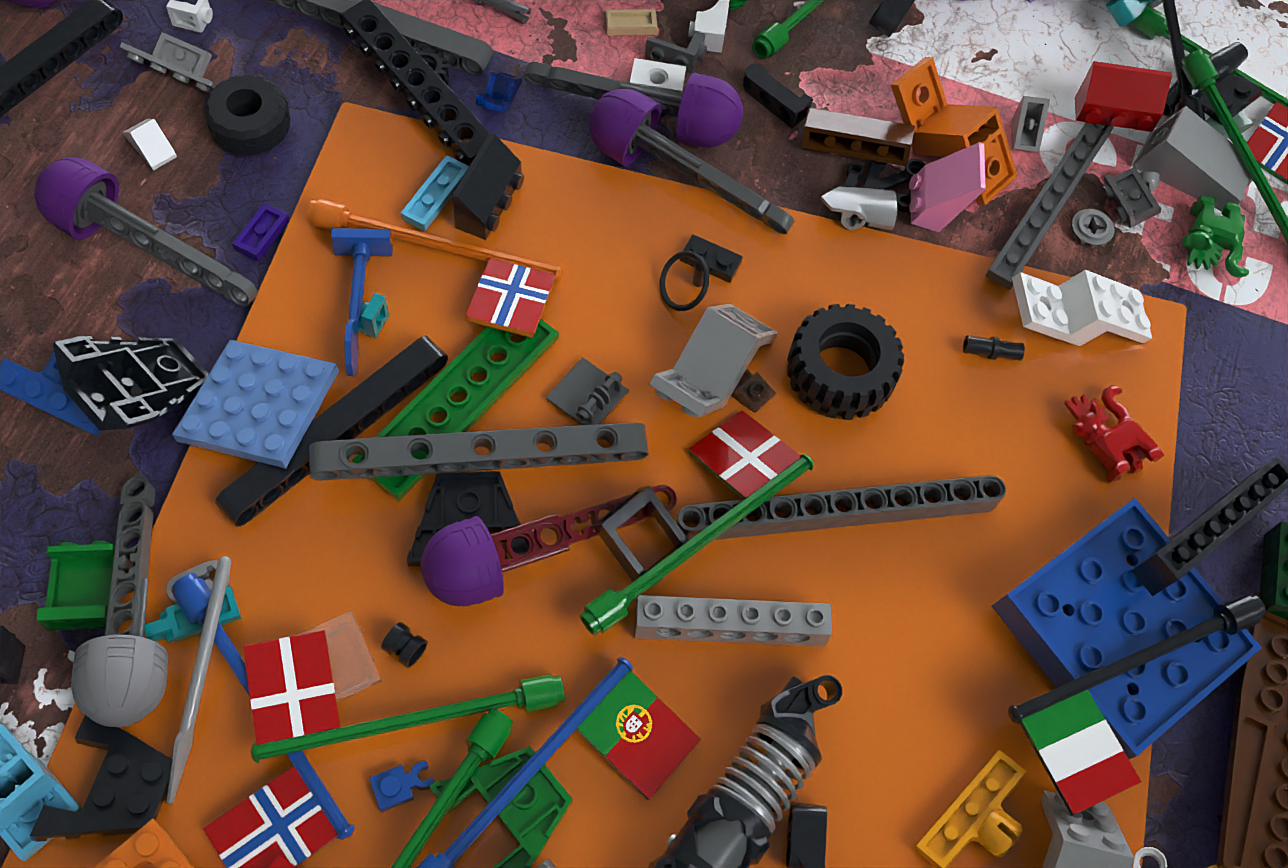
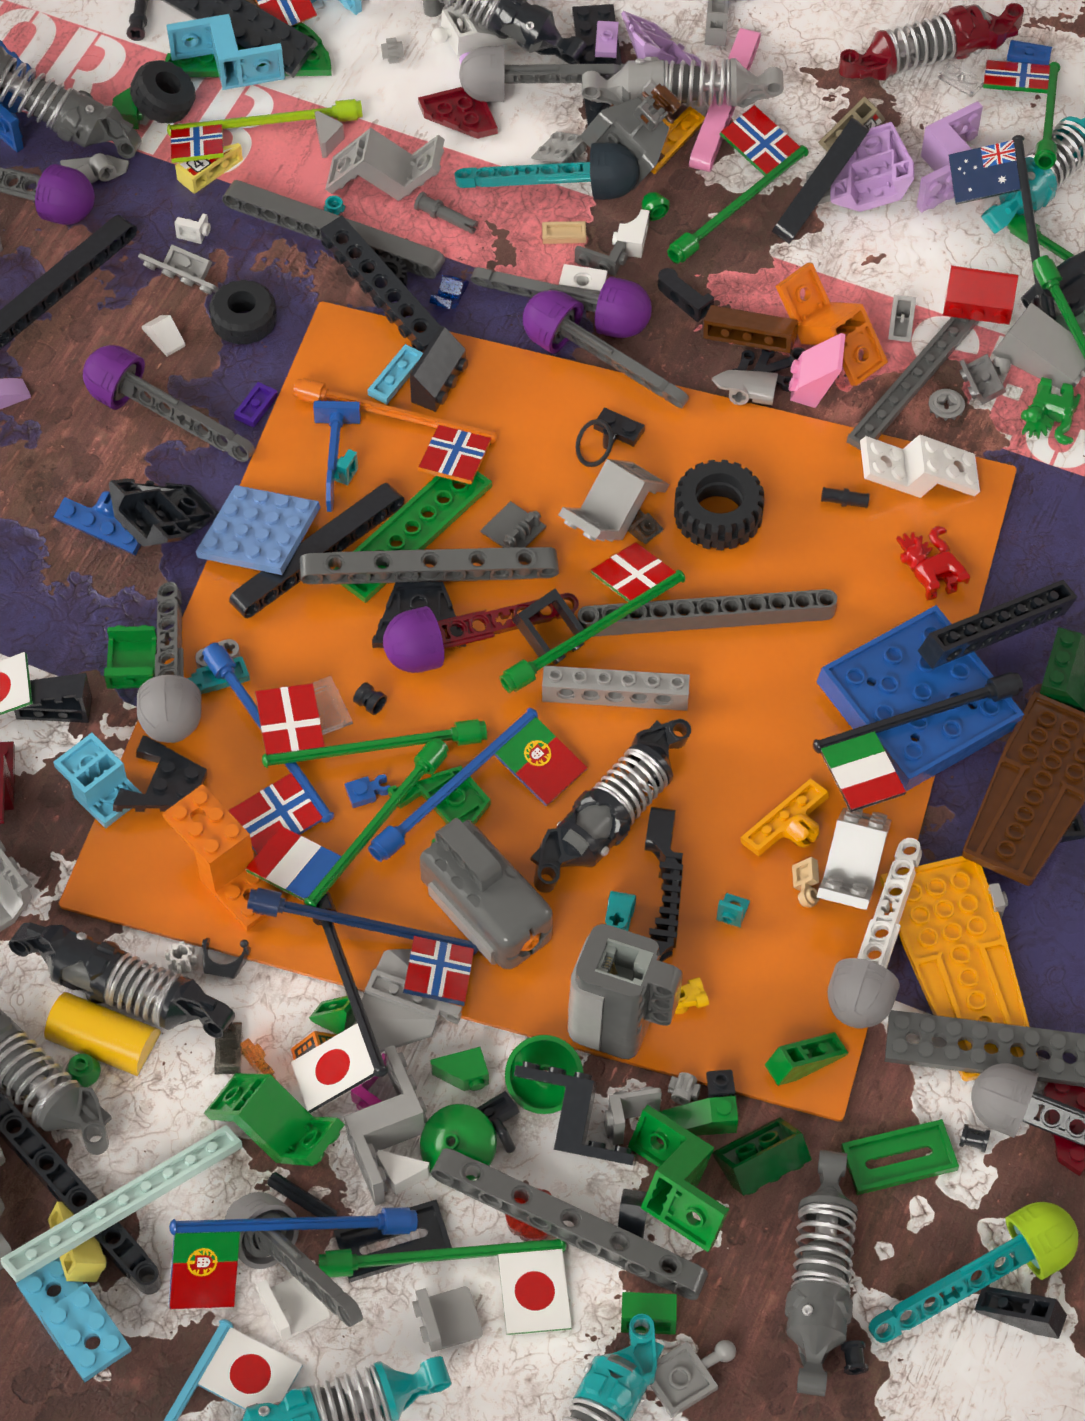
camera: 10 degrees right, 5 degrees down
(185, 737) = (212, 755): light grey piece -> none

